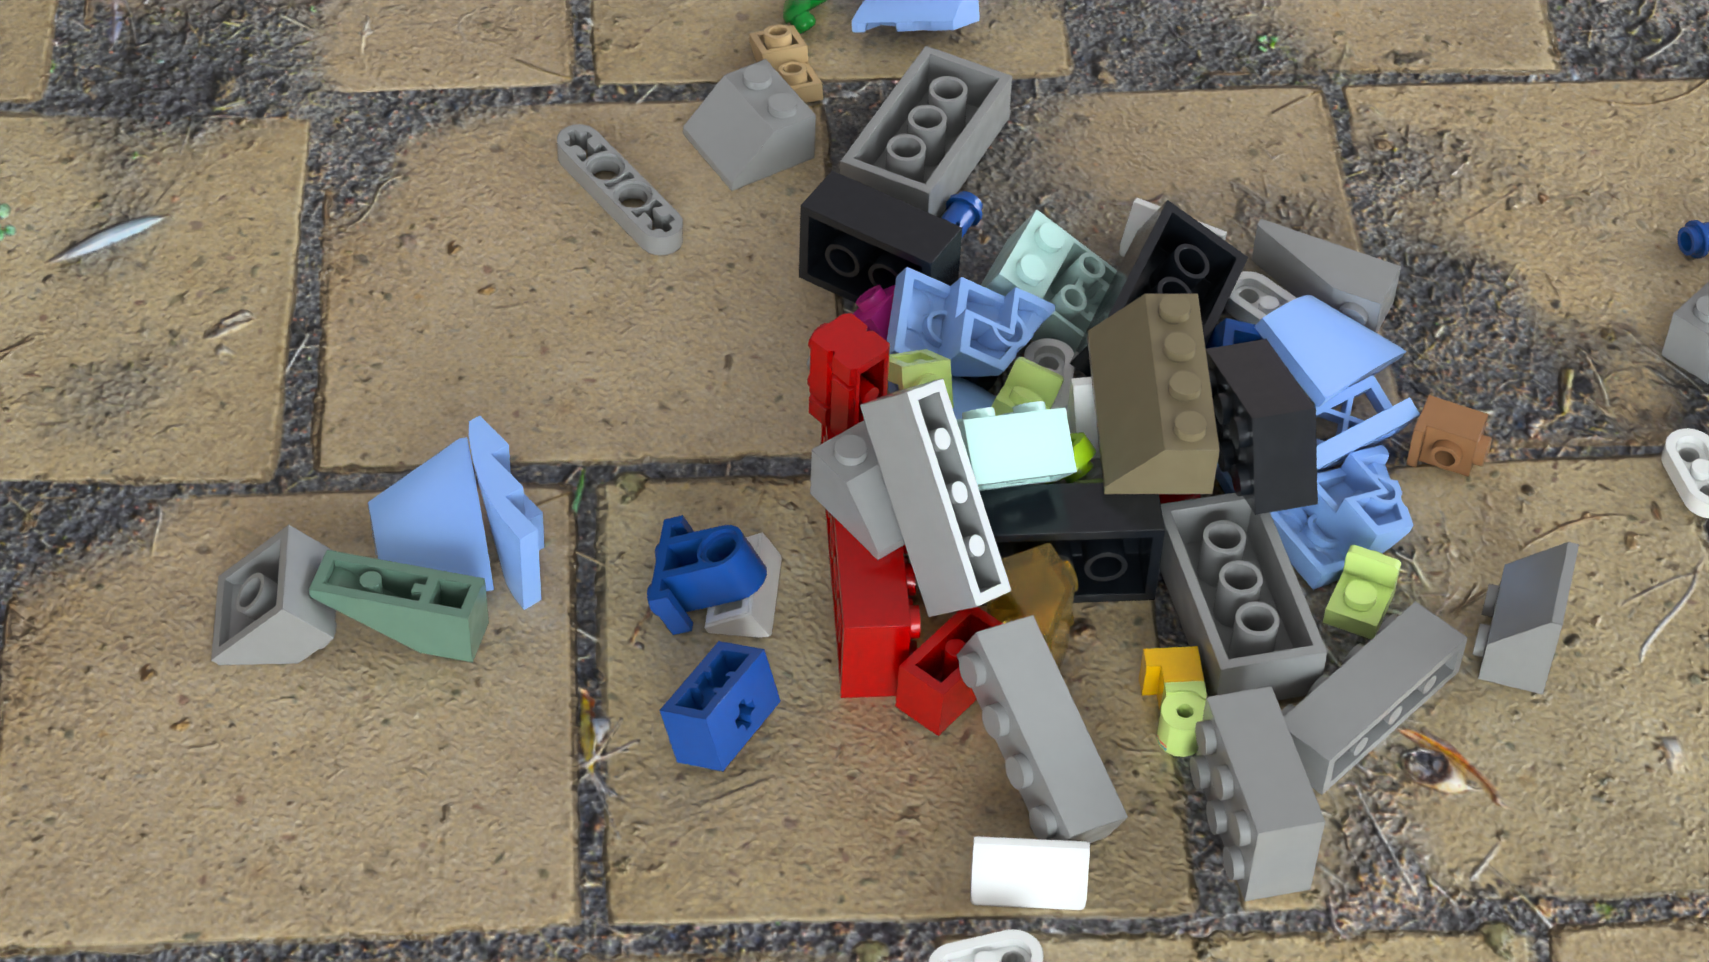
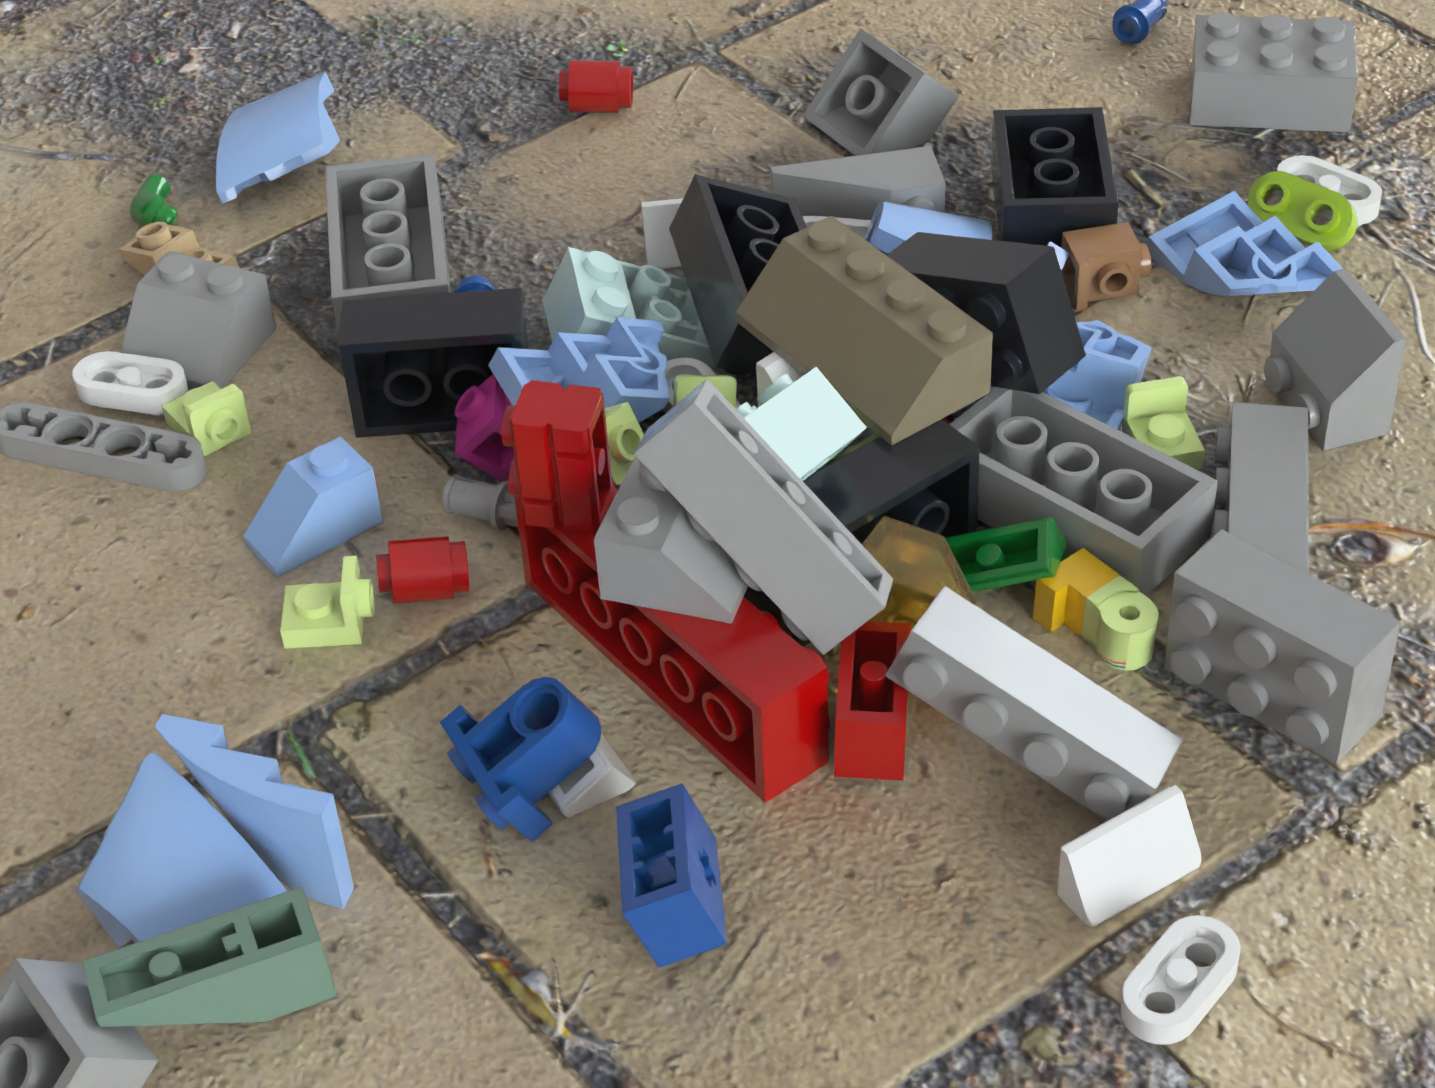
camera: 30 degrees left, 5 degrees down
(670, 398) = (328, 611): none -> yellowish green bracket
(675, 150) = (128, 381): none -> white plate
(706, 207) = (210, 415): none -> yellowish green bracket
(717, 318) = (314, 507): none -> light blue slope
(752, 405) = (423, 569): none -> red brick
(1133, 619) = (1009, 553): none -> green slope
(1208, 73) = (596, 86): none -> red brick
(1415, 203) = (878, 100): none -> light grey slope
(1471, 343) = (1051, 173): none -> black brick
(1573, 488) = (1235, 253): none -> light blue slope
(1654, 475) = (1300, 207): none -> lime plate

